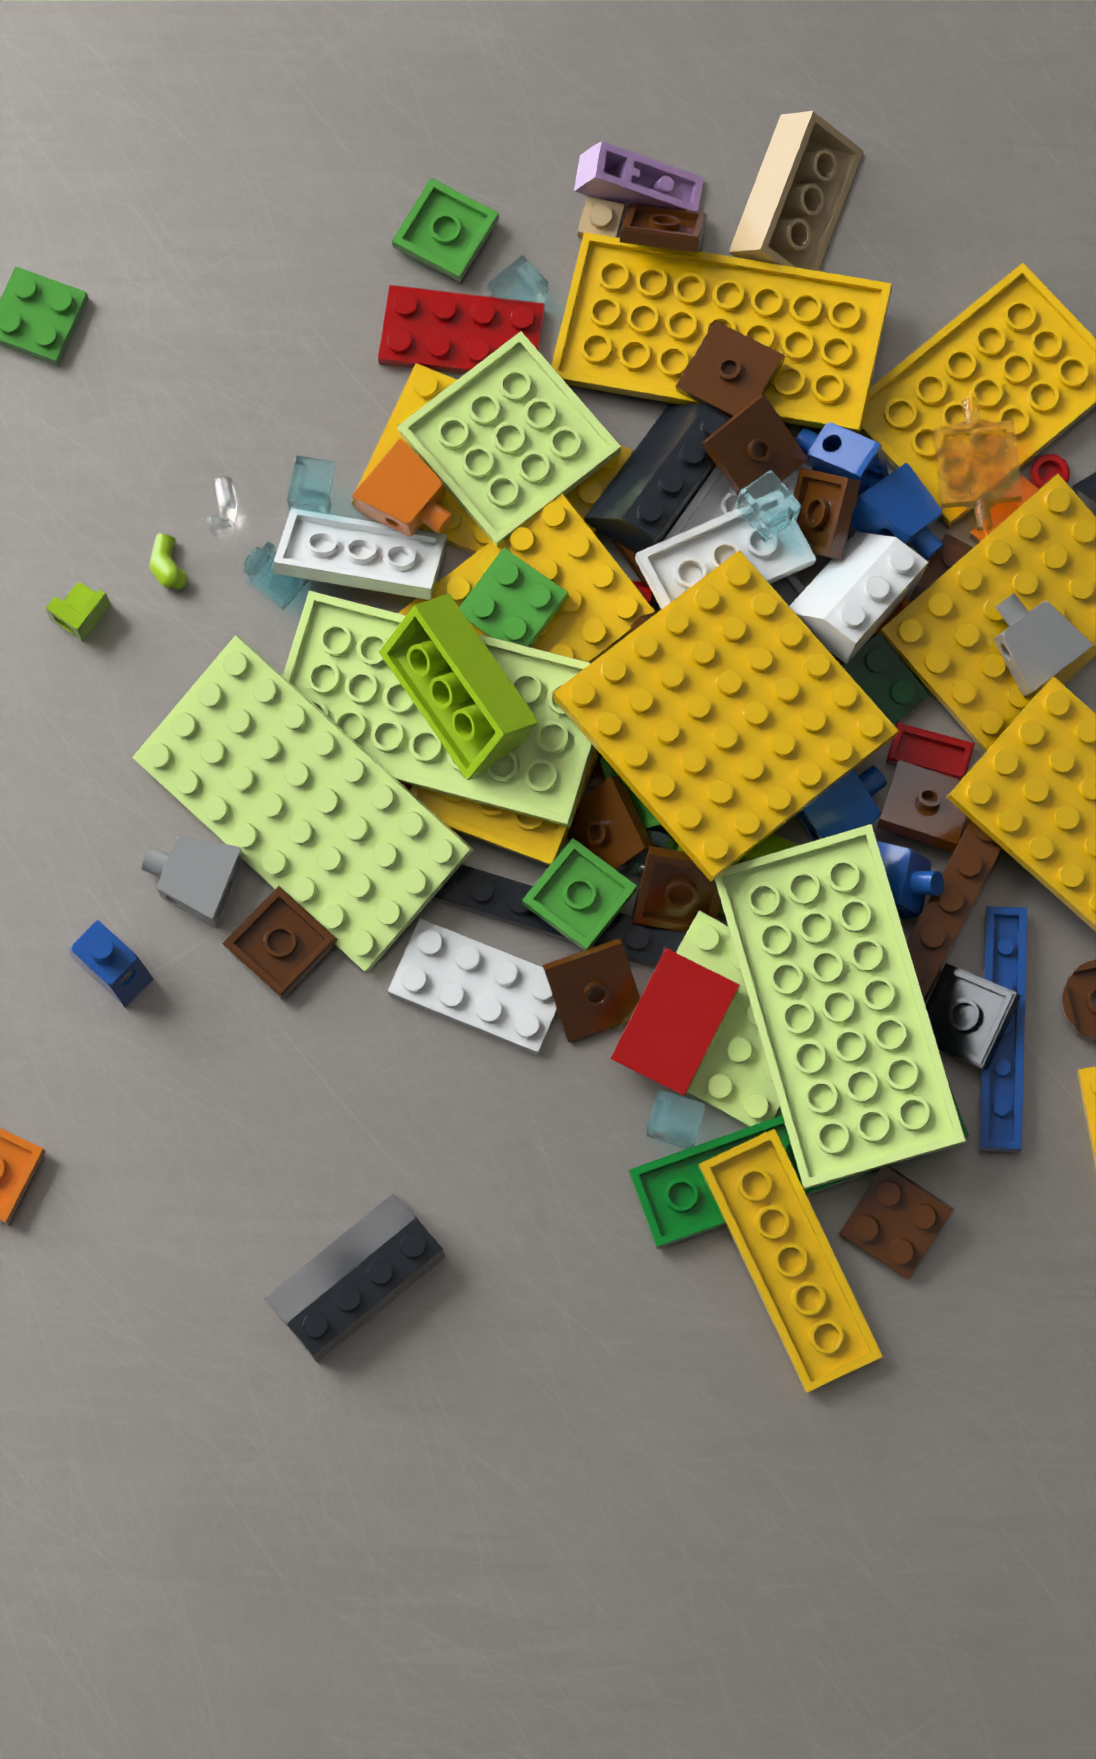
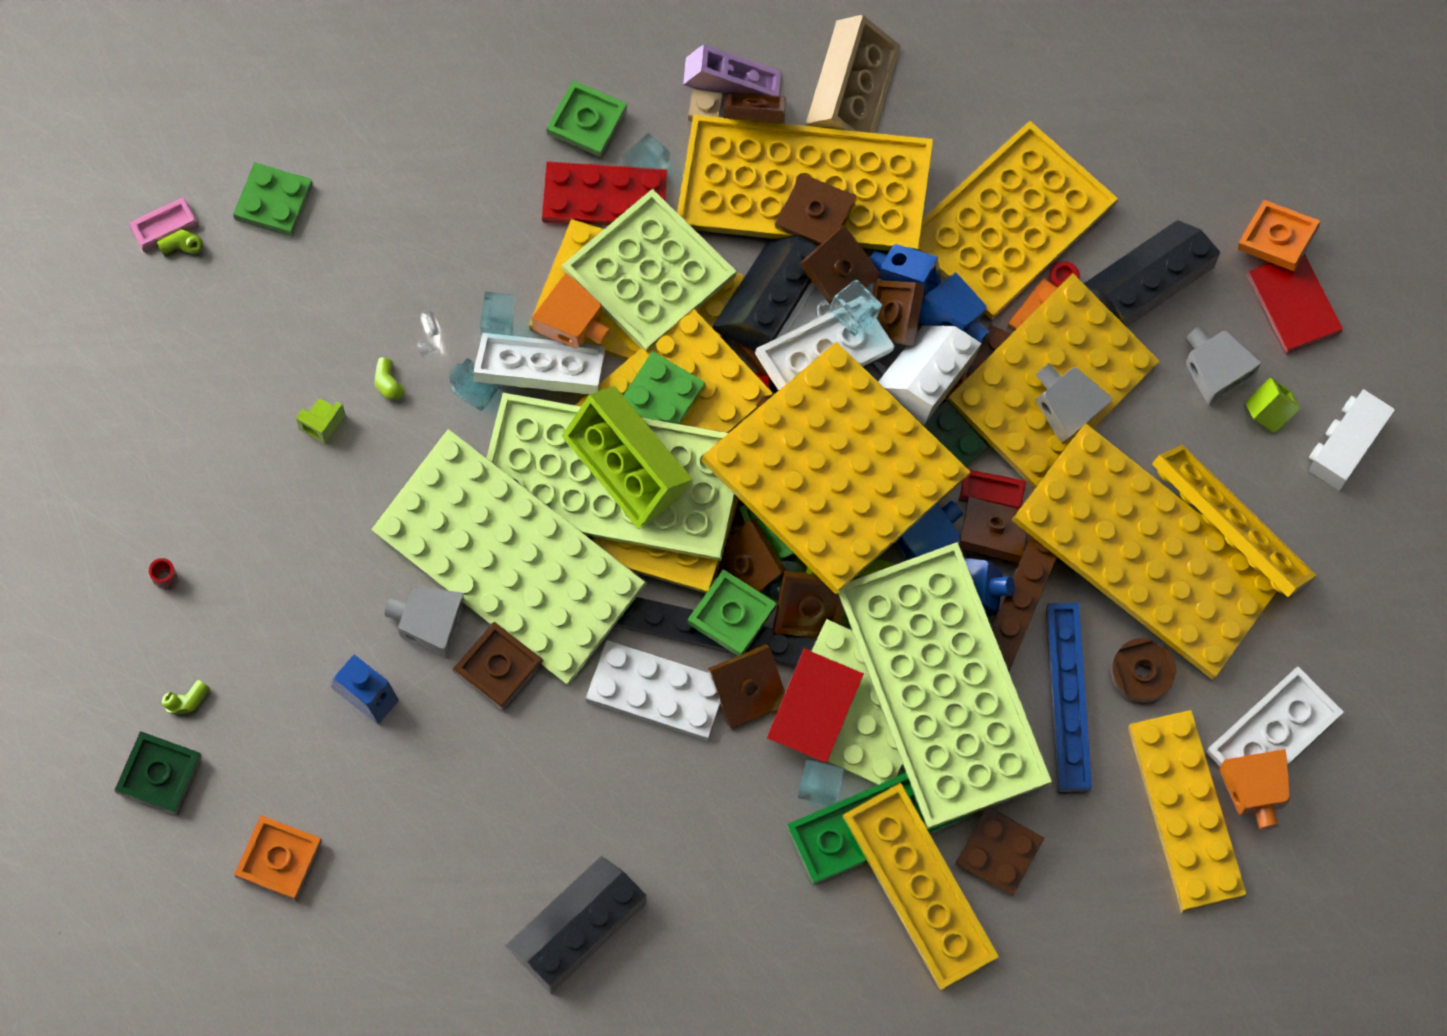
camera: 15 degrees left, 5 degrees down
(969, 1015) = (1044, 686): black tile -> none
(977, 464) = (1010, 270): clear yellow plate -> none

